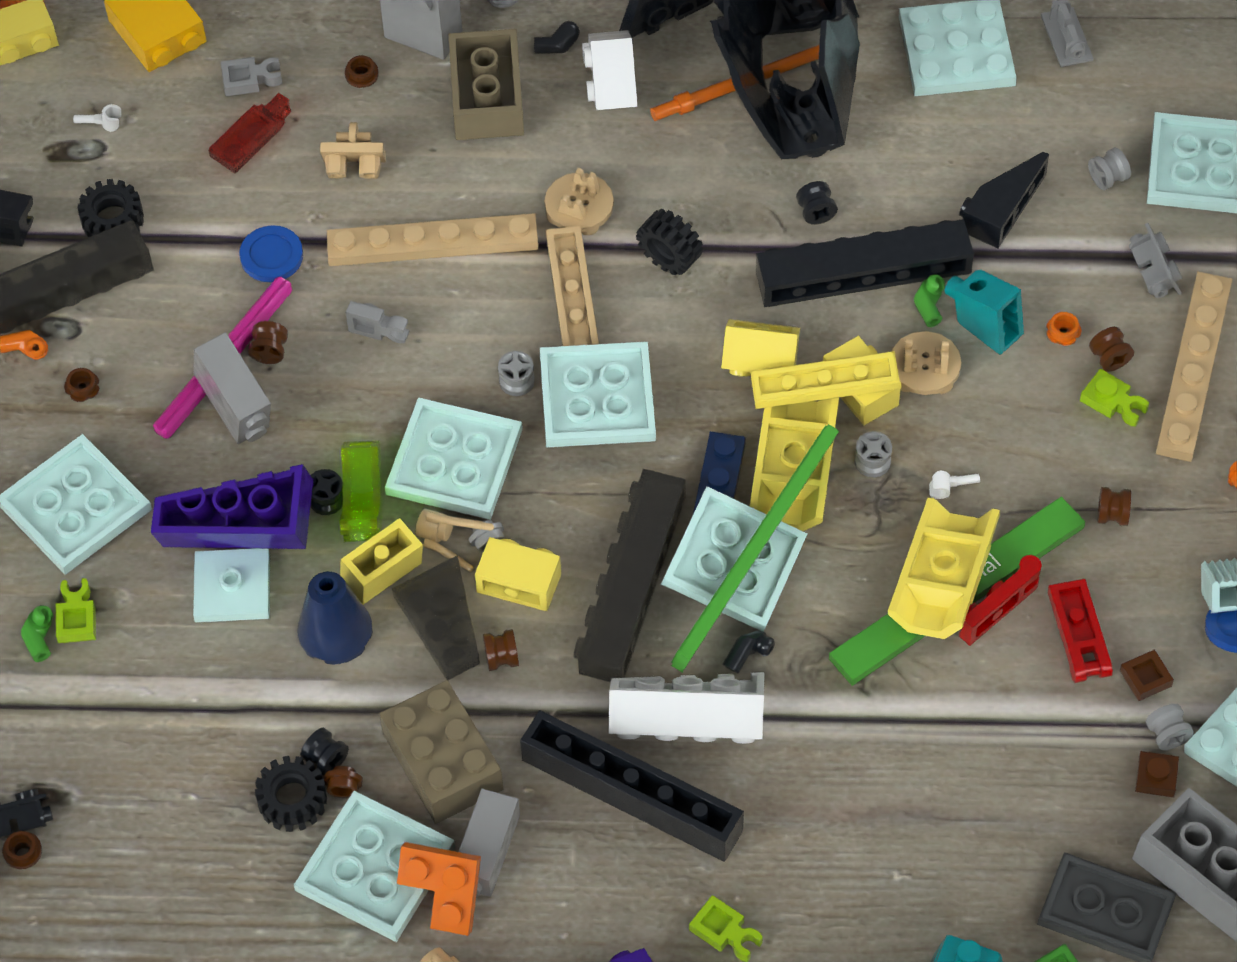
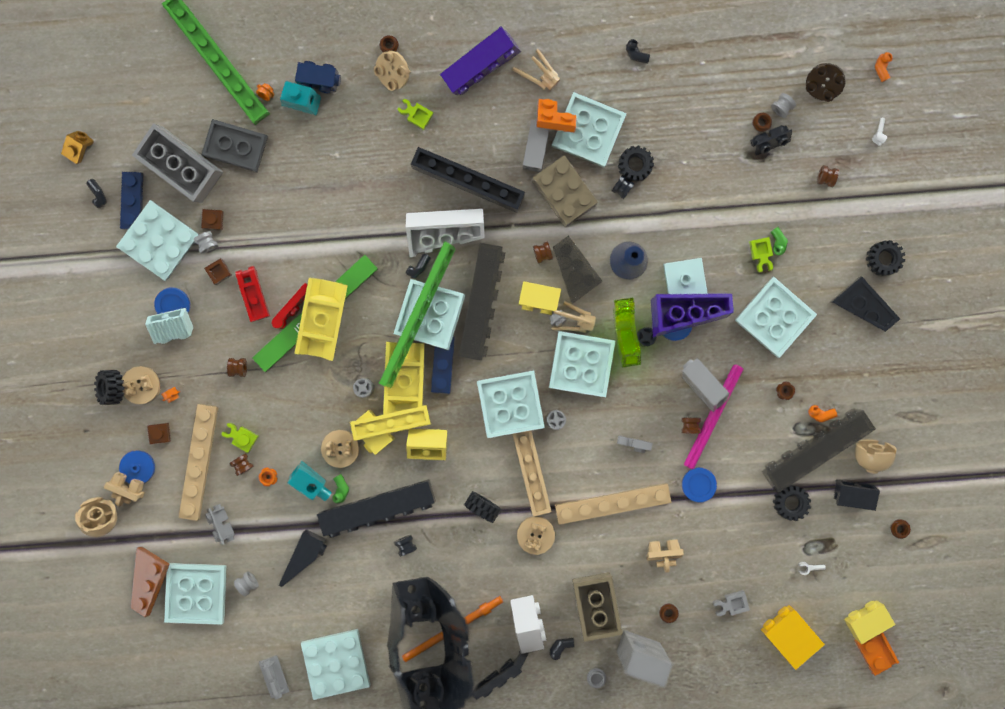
camera: 170 degrees right, 30 degrees up
(250, 133) = (724, 563): clear red hinge -> none
(342, 781) = (611, 171): reddish brown plate -> none
(381, 561) = (612, 290): light yellow brick -> none
(942, 481) = (327, 374): white hand -> none

